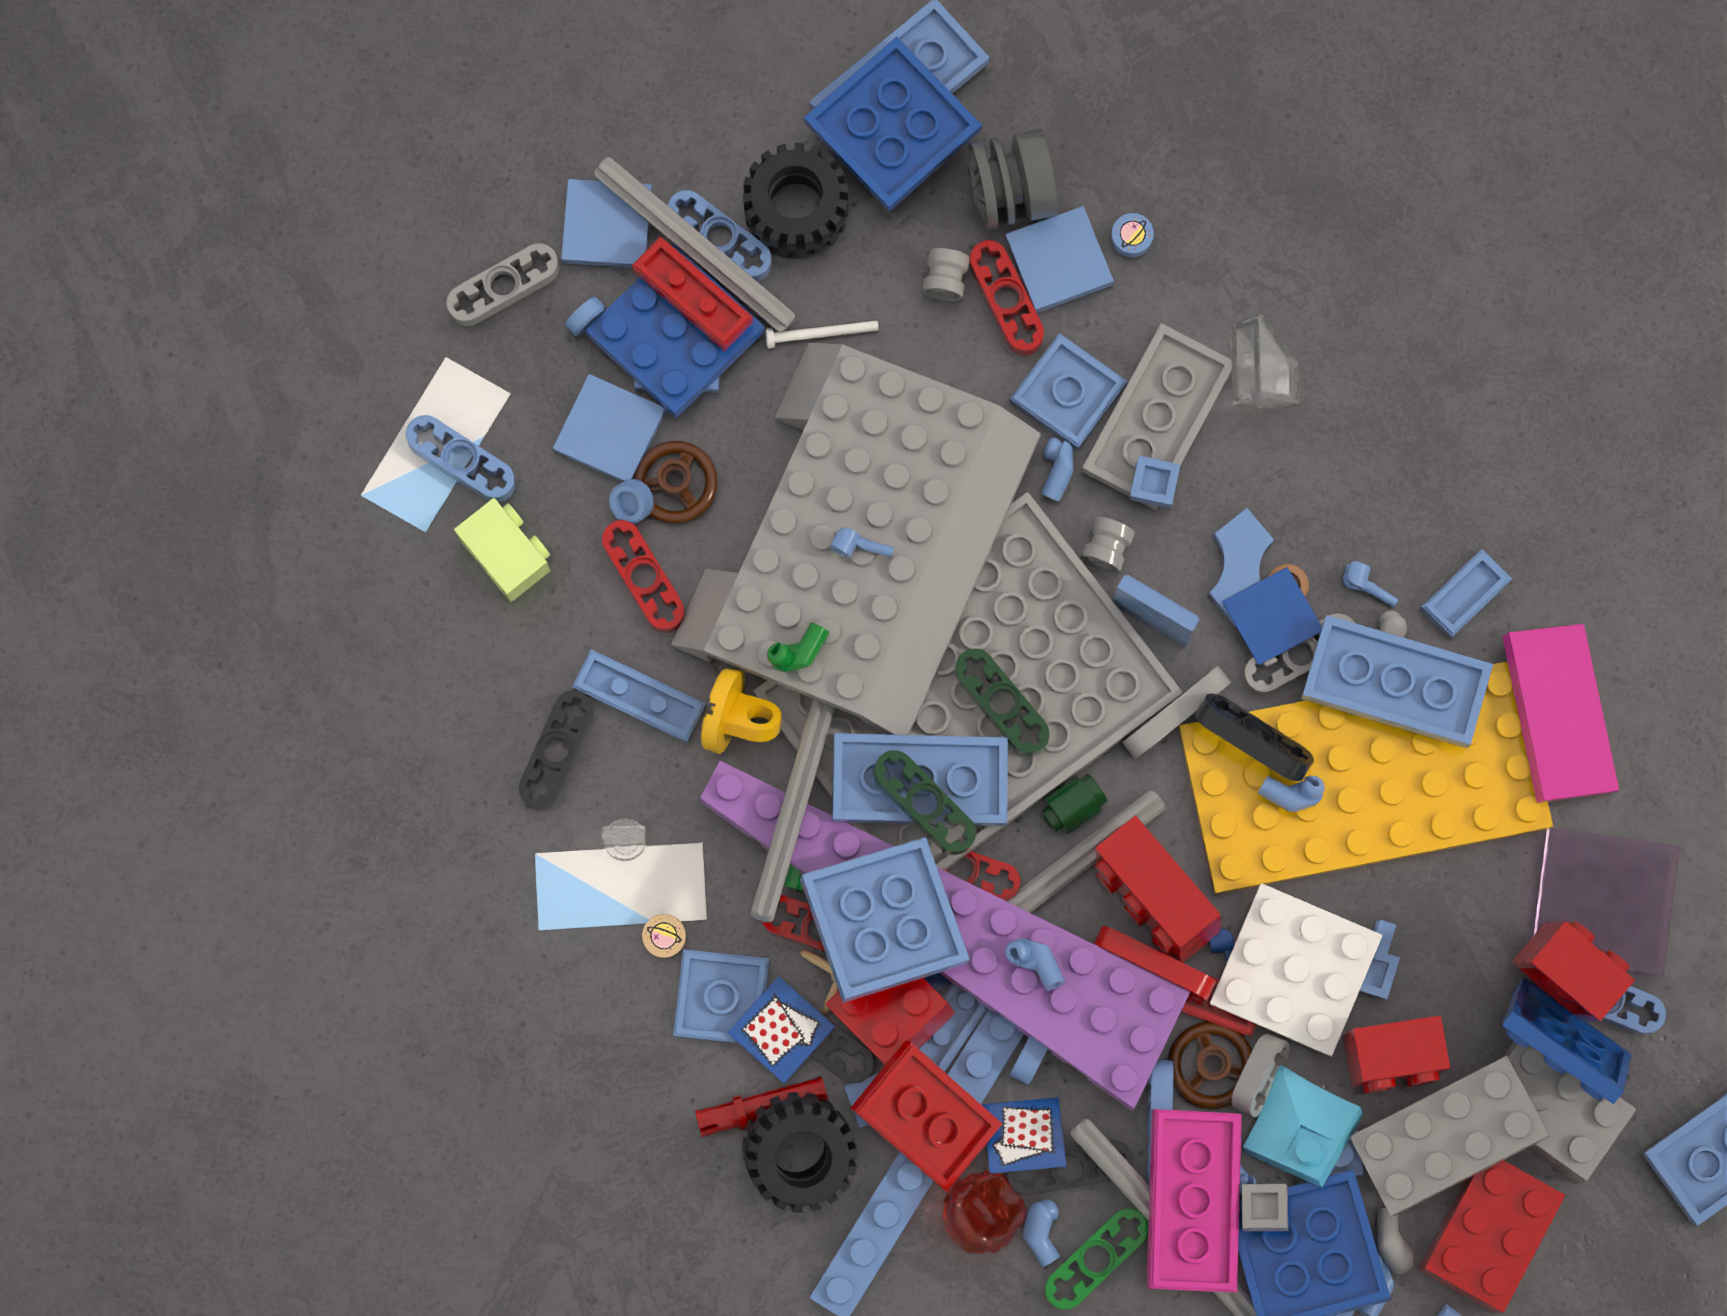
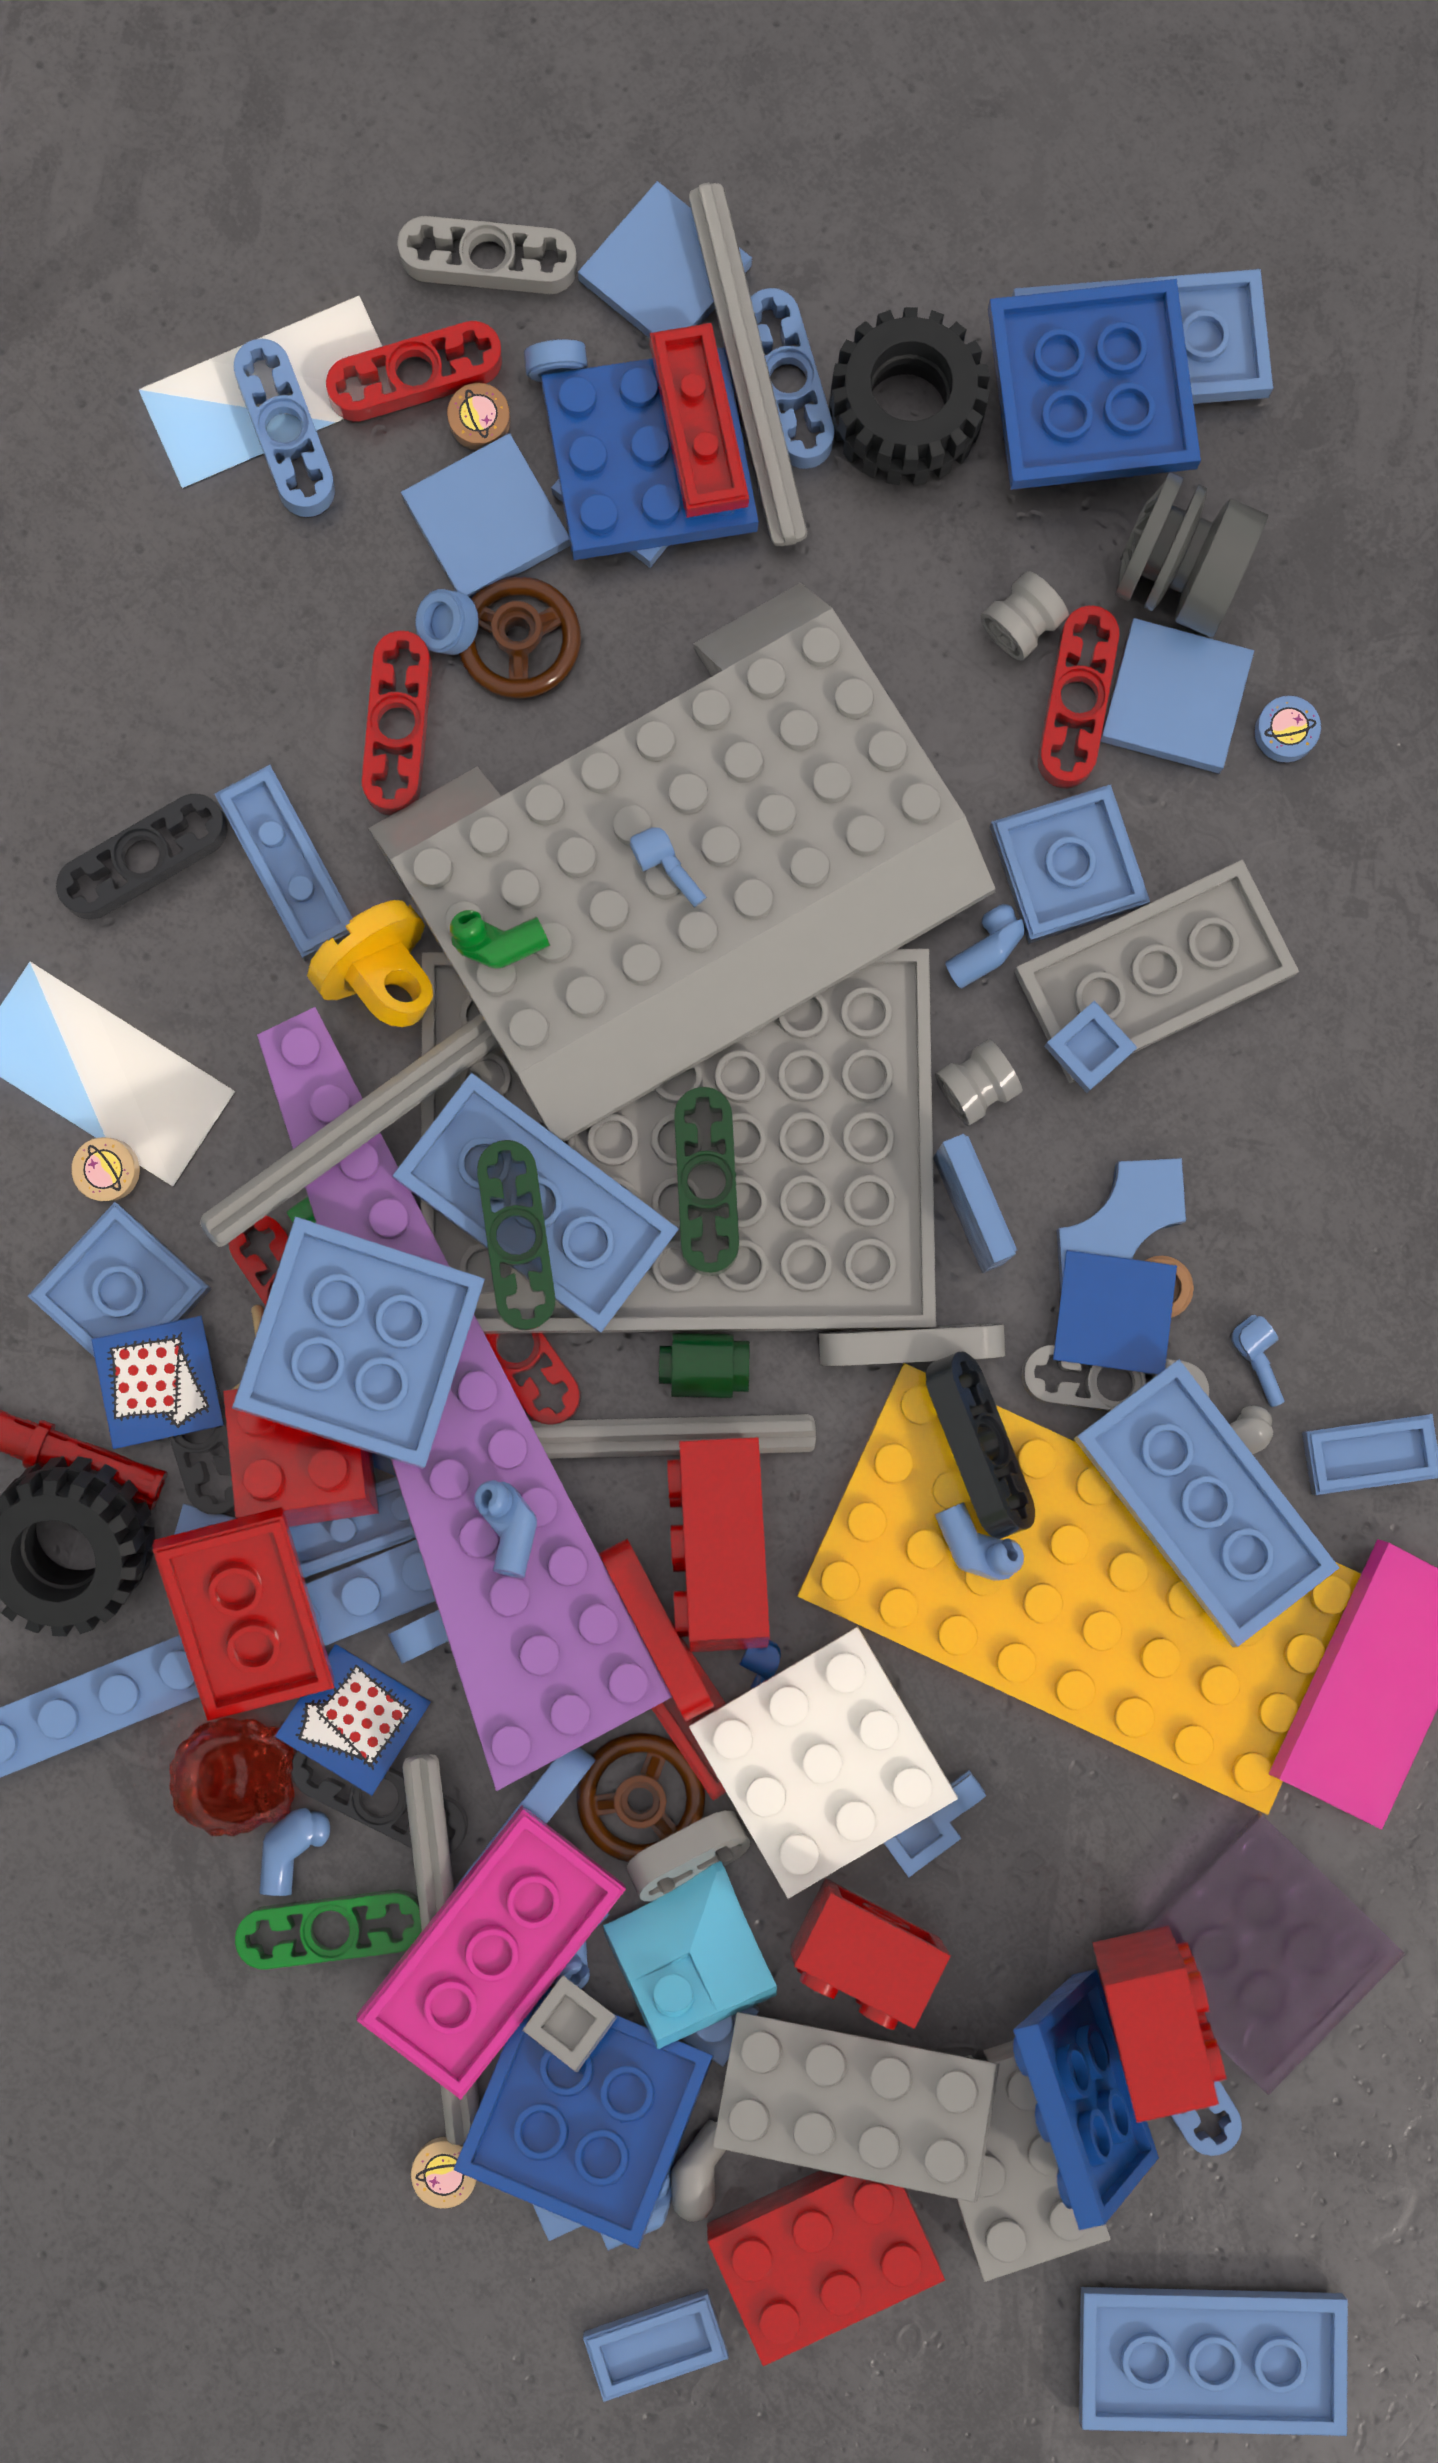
camera: 30 degrees right, 5 degrees up
(503, 549) = (252, 570): yellowish green brick -> none
(506, 359) = (425, 346): none -> red beam
(563, 376) = (478, 415): none -> medium nougat tile
(624, 839) = (141, 1020): clear plate -> none
(819, 332) = (762, 546): white piece -> none
(1262, 367) = (1325, 1001): clear slope -> none

